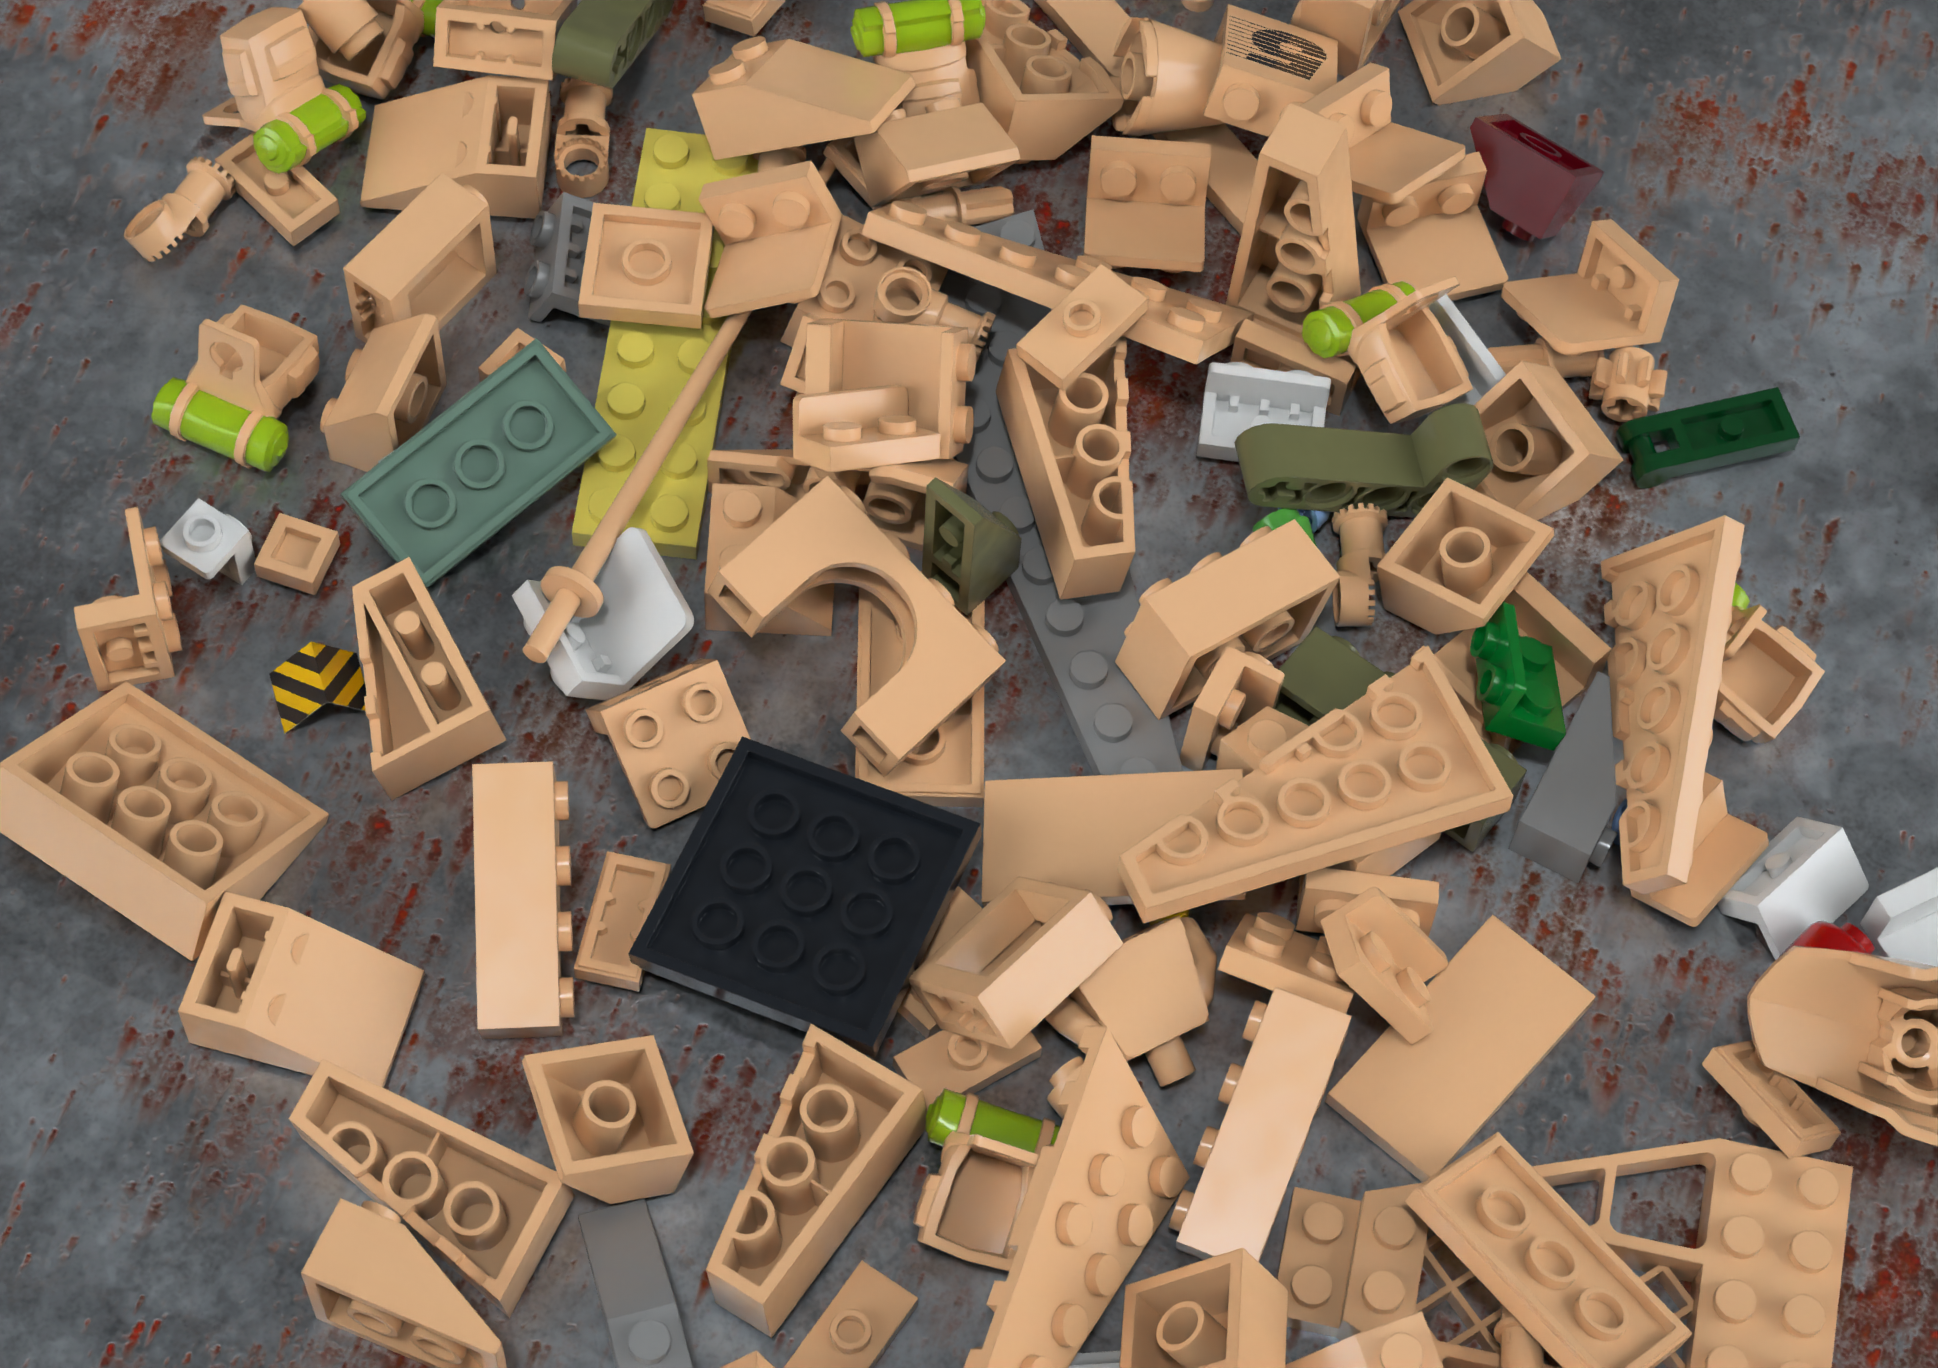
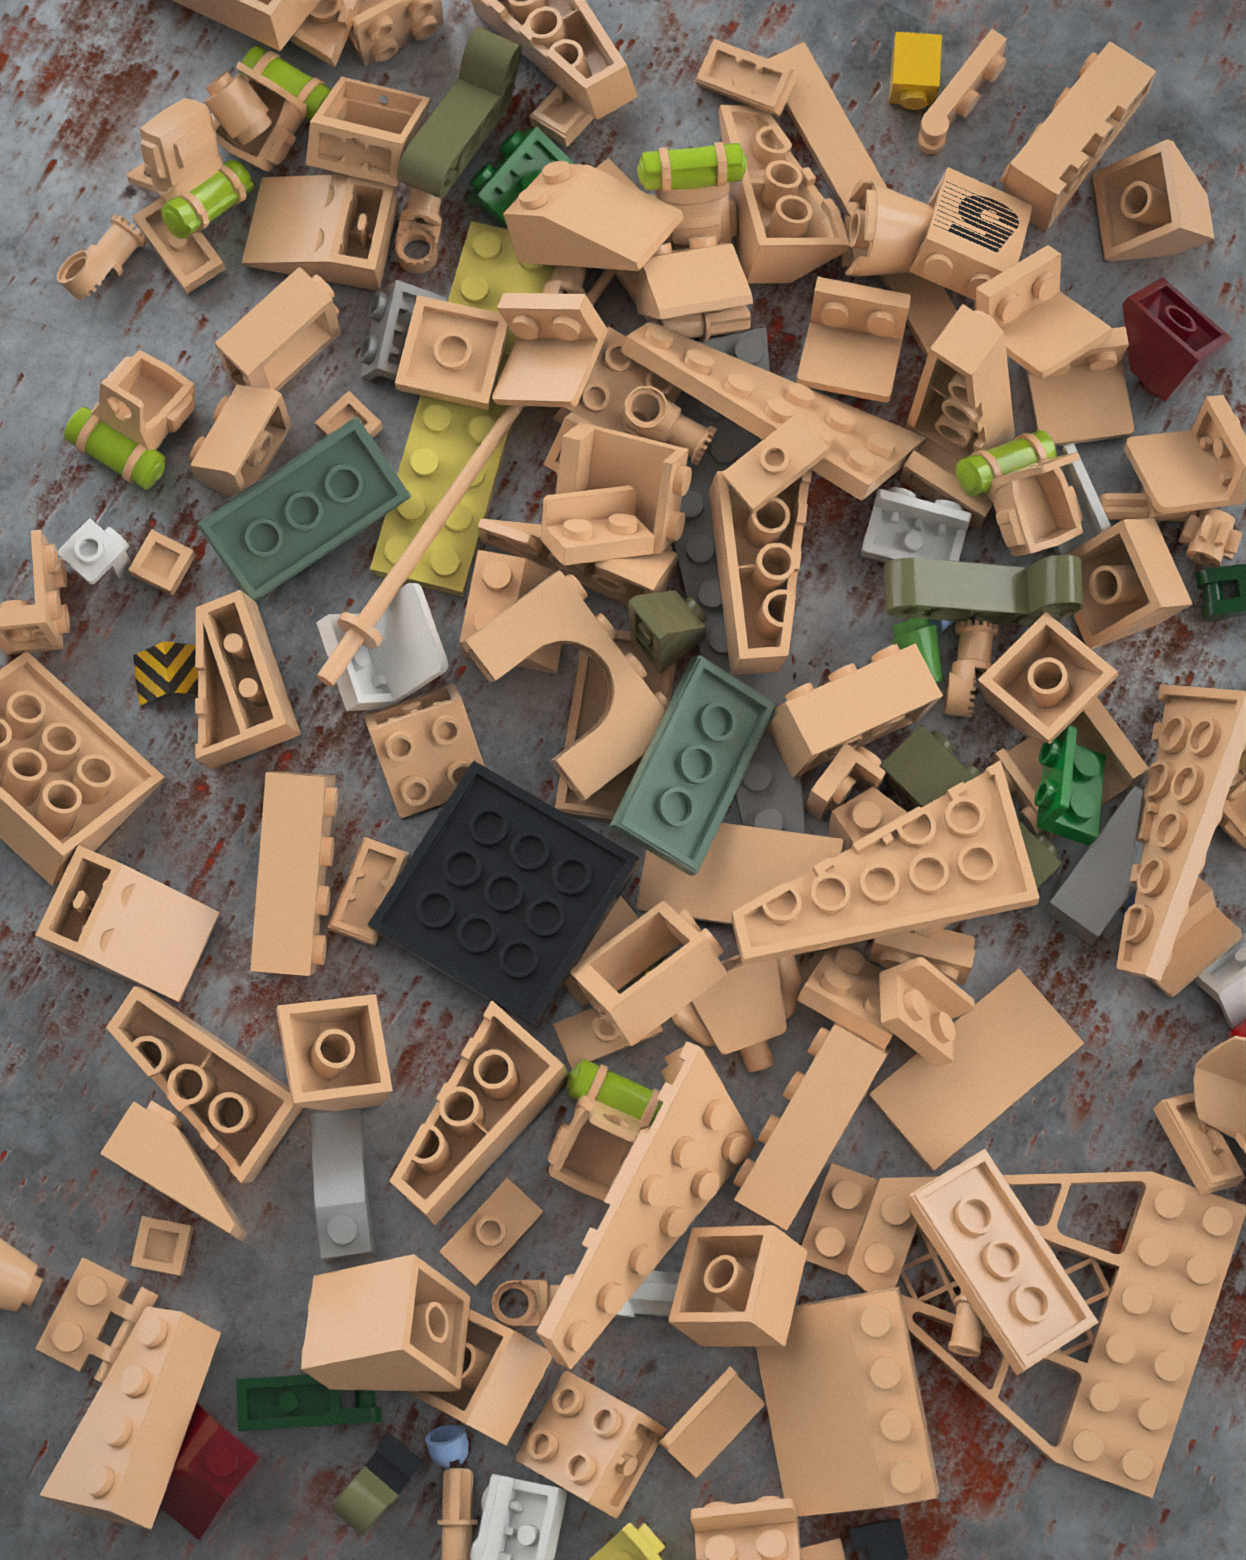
camera: 15 degrees right, 15 degrees up
(697, 51) = (521, 163): none -> green bracket
(1032, 705) = (693, 765): none -> sand green tile

